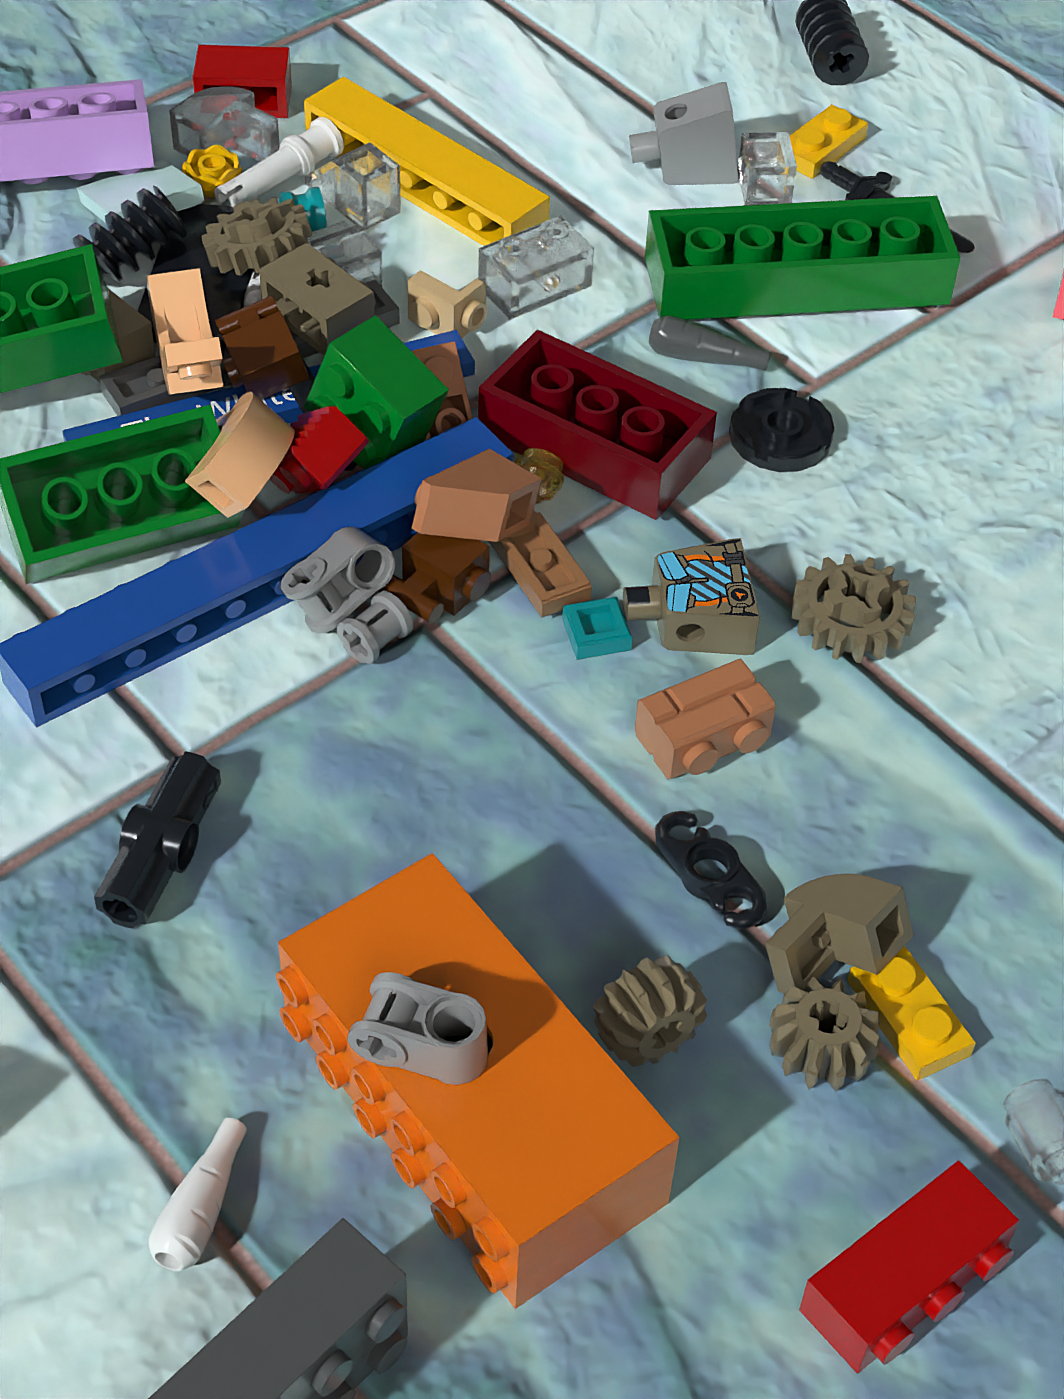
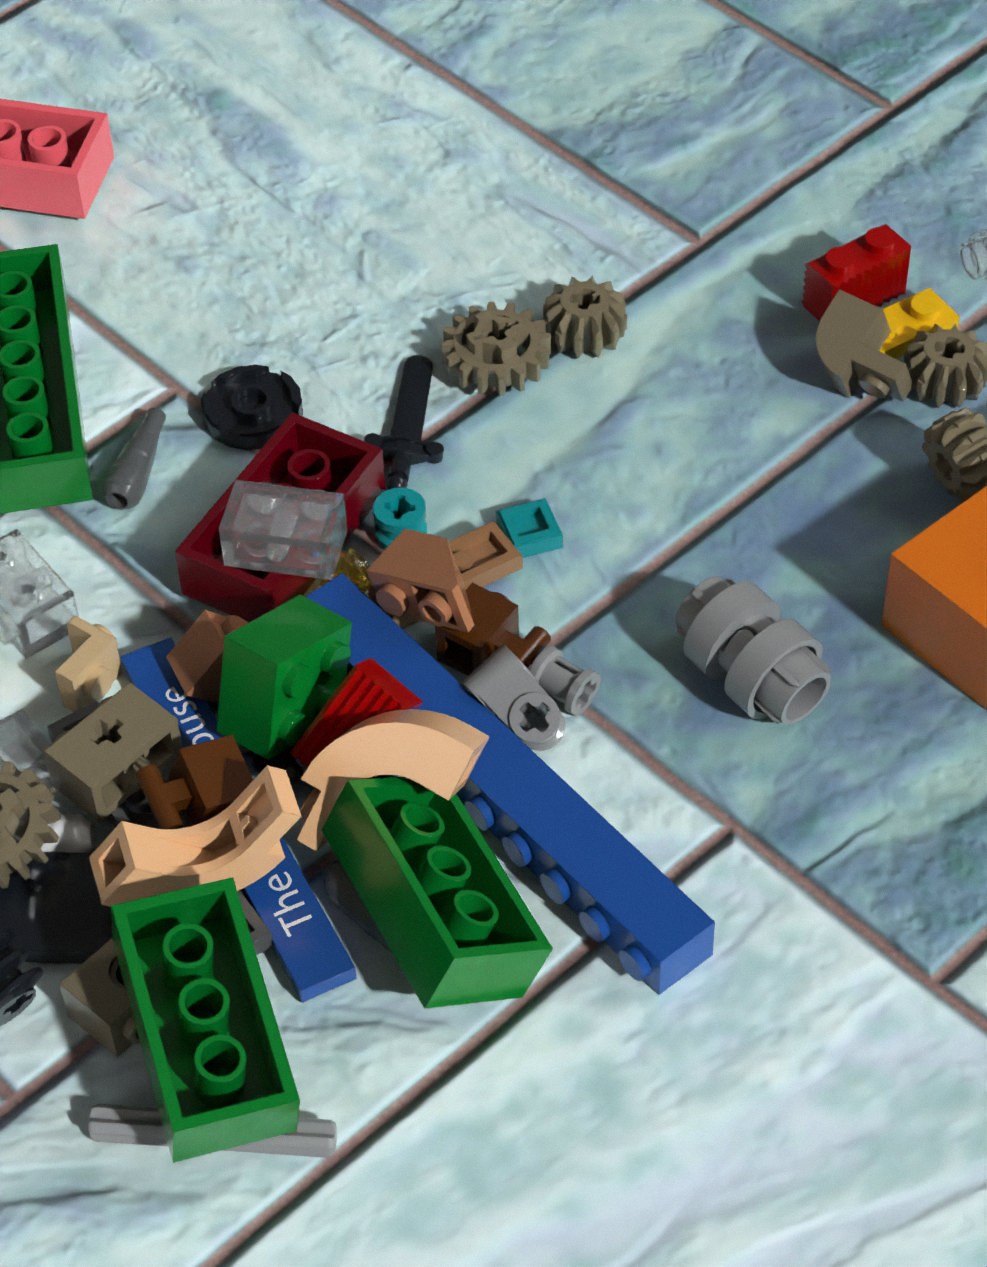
camera: 90 degrees left, 0 degrees up
(158, 840) = (848, 812): black piece -> none
(349, 777) = (766, 662): none -> light grey piece
(525, 373) = (277, 525): none -> clear brick
(606, 521) = (396, 511): none -> teal wheel
(699, 599) = (496, 446): torso -> none
(705, 719) = (643, 441): nougat brick -> none
(735, 883) = (785, 458): black piece -> none
(754, 542) = (405, 443): none -> black sword
(905, 687) = (585, 316): none -> dark tan gear
(981, 956) = (867, 267): none -> red brick

